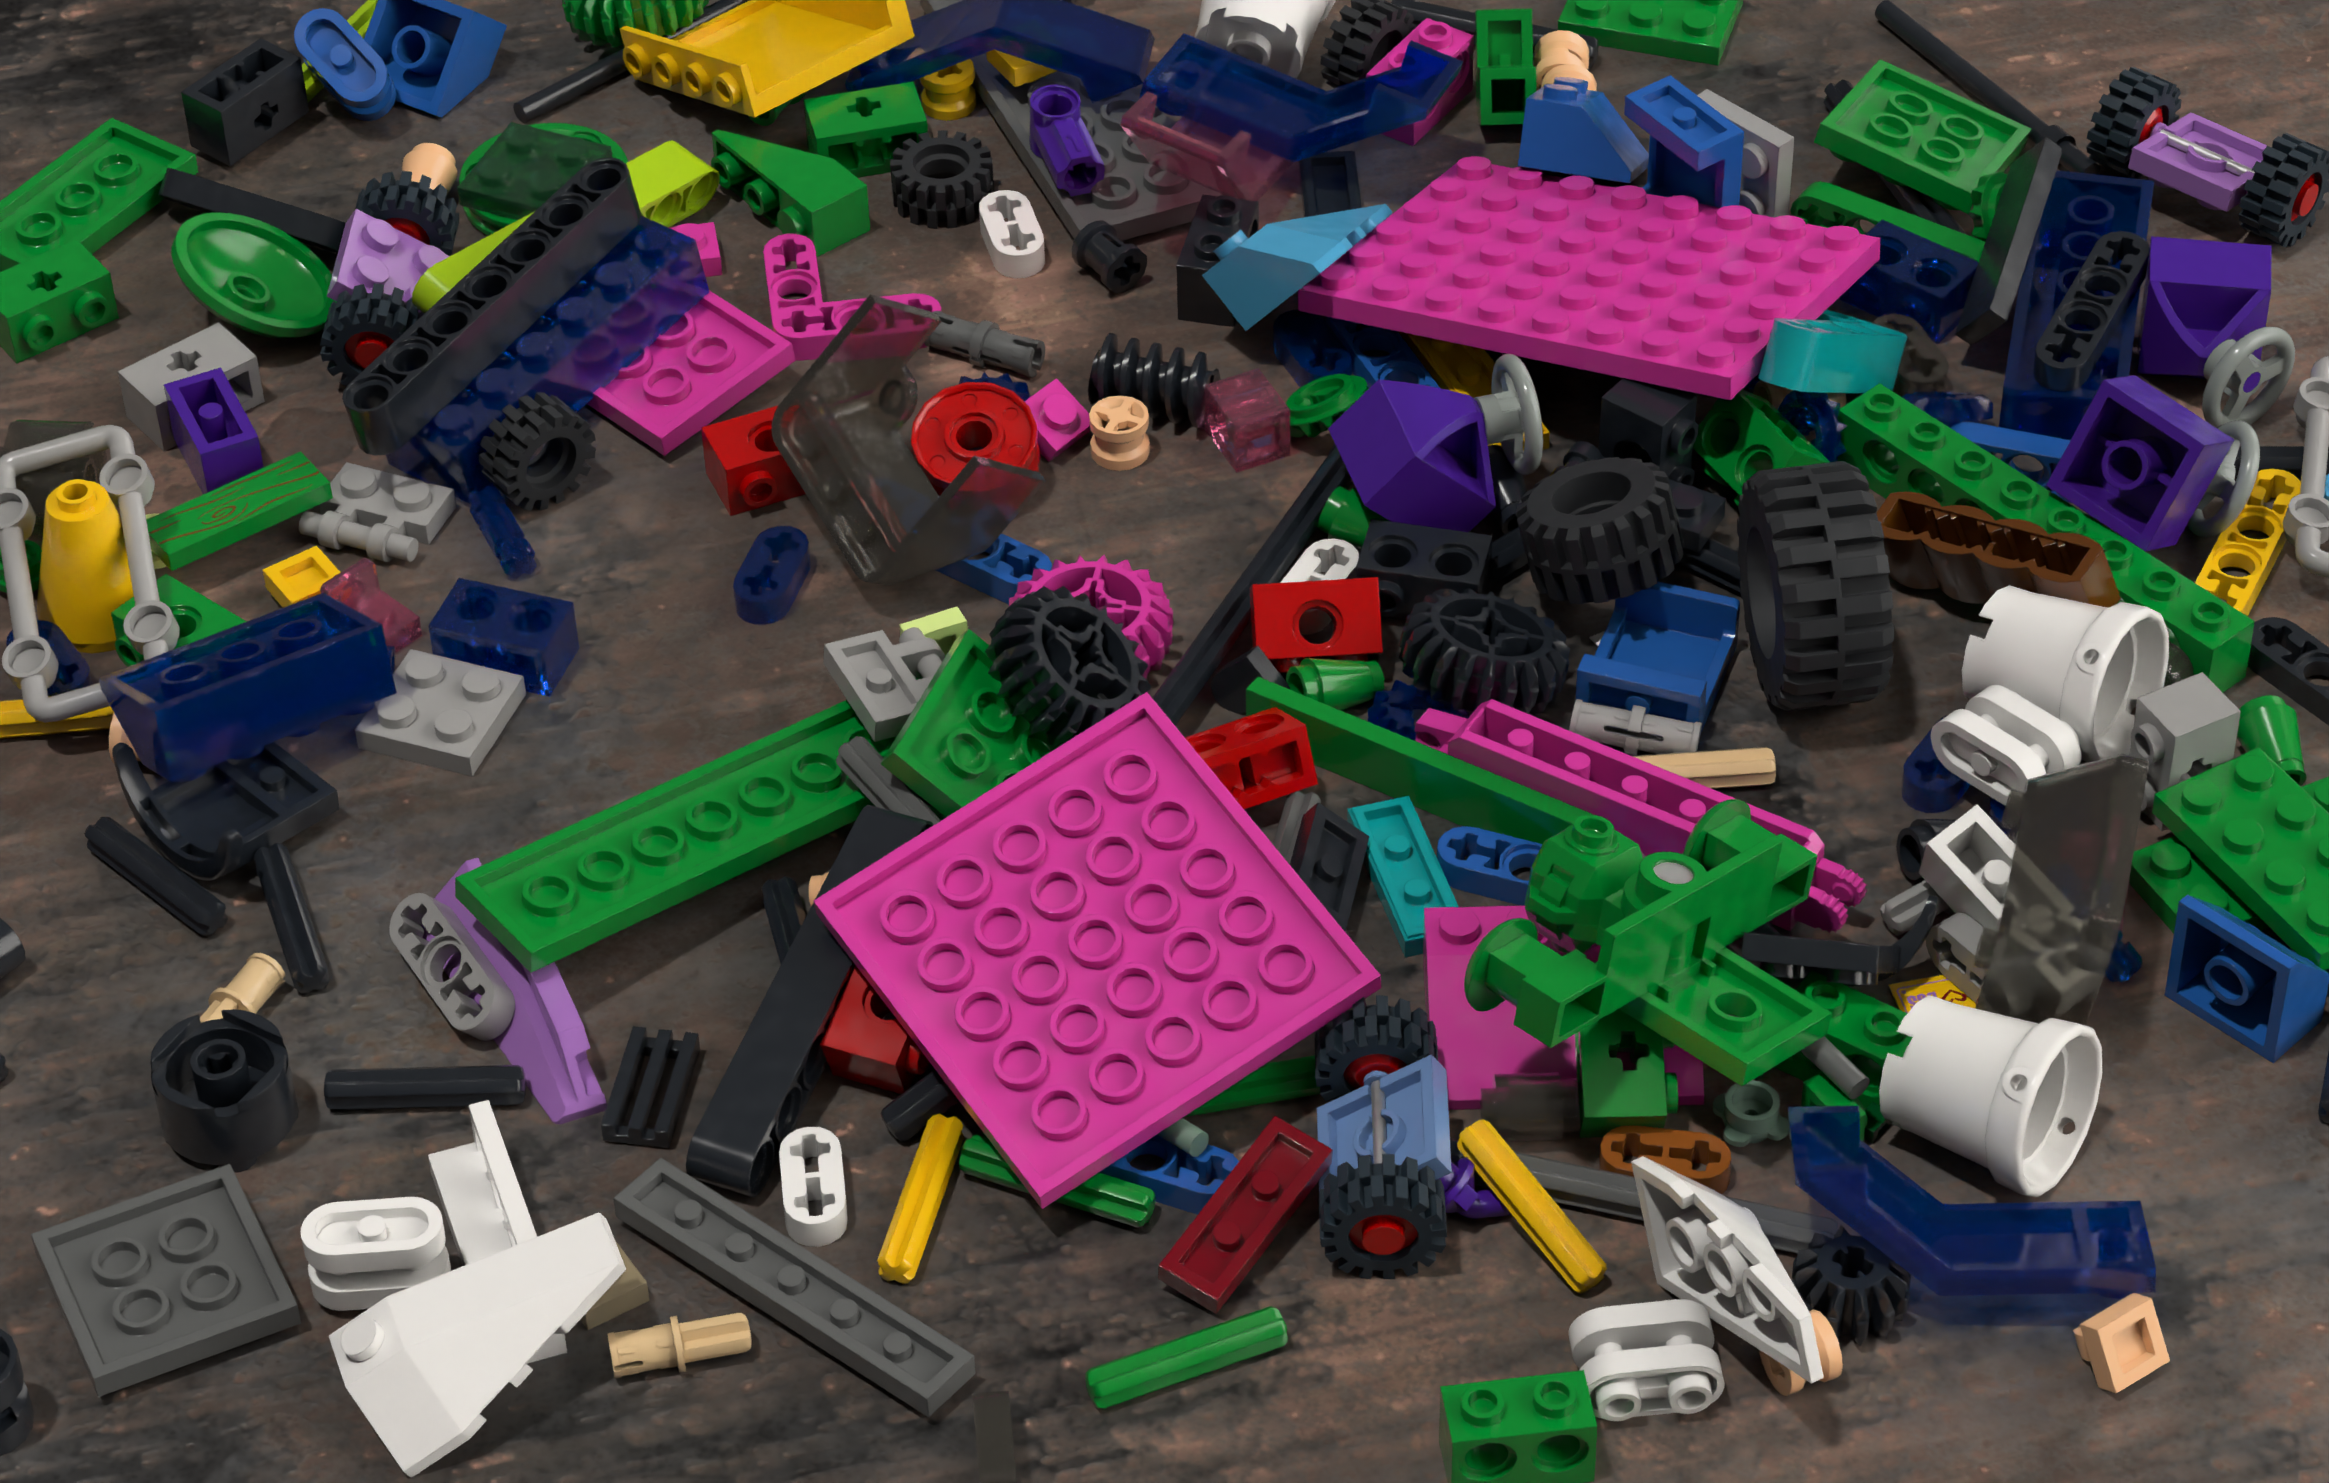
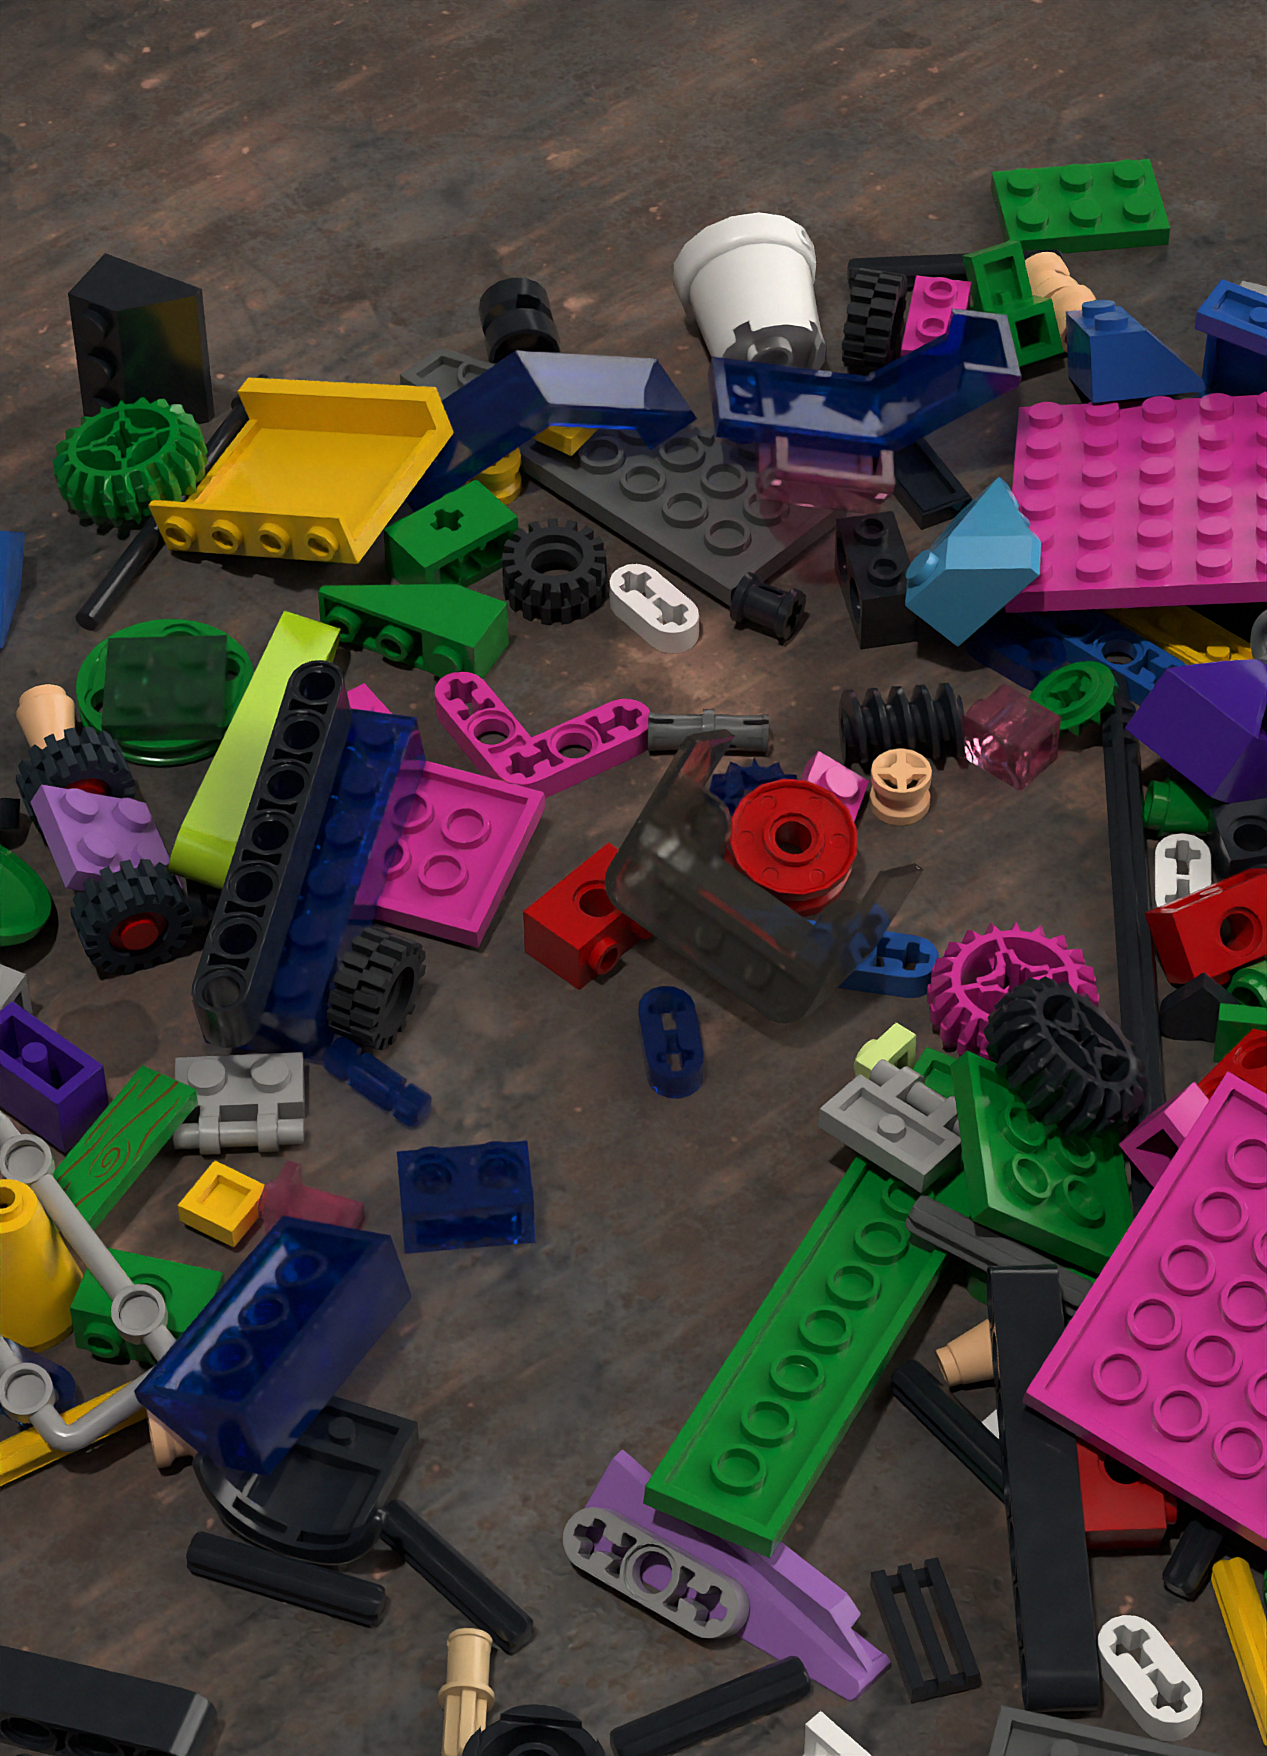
camera: 25 degrees left, 5 degrees up
(442, 712) = (458, 1300): light grey plate -> none
(1063, 139) = (658, 496): dark purple piece -> none

